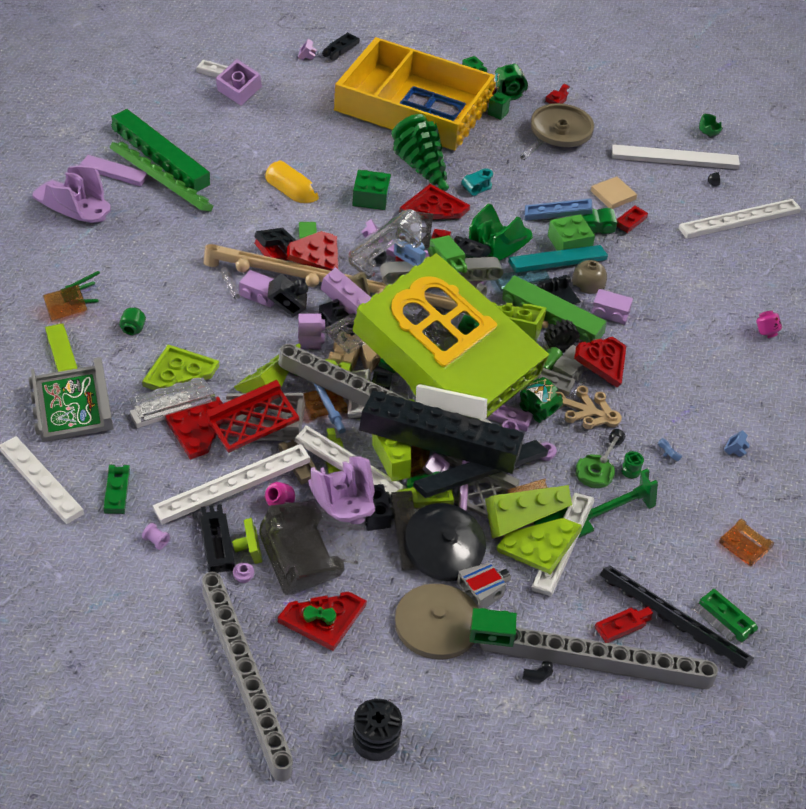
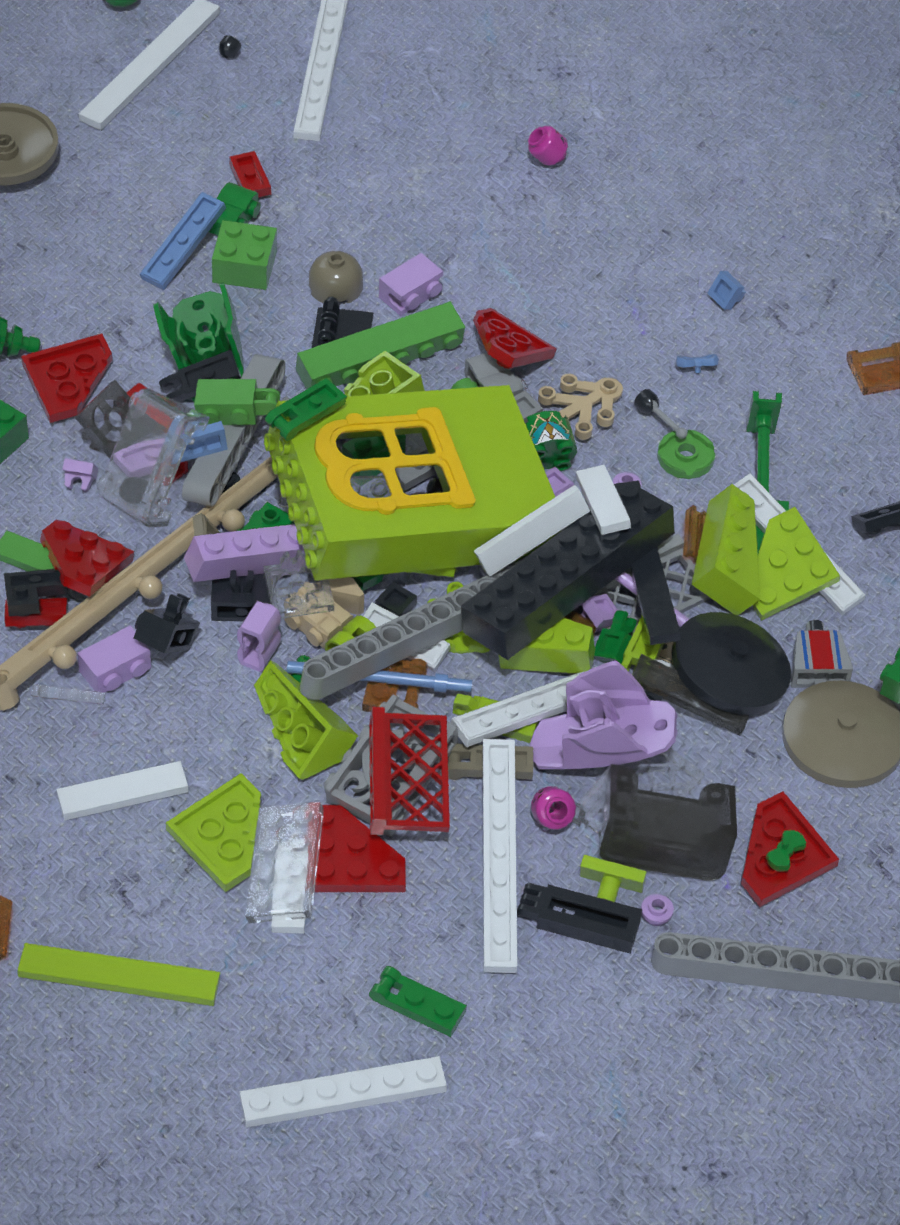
camera: 60 degrees left, 5 degrees up
(71, 402) = (215, 988): panel -> none
(132, 321) = (81, 849): green head -> none
(156, 536) = (540, 985): lavender bush -> none
(182, 324) = (122, 790): none -> white tile
(437, 263) = (306, 408): none -> green plate
(478, 181) = (55, 299): teal piece -> none
(494, 421) = (603, 499): none -> white tile
(531, 149) = (18, 206): clear piece -> none
(532, 277) = (286, 345): clear light blue tile -> none
(557, 258) = (279, 293): teal tile -> none
(562, 335) = (442, 363): black tyre -> none
(613, 192) = (178, 165): tan tile -> none
(632, 464) = (704, 409): green wheel -> none

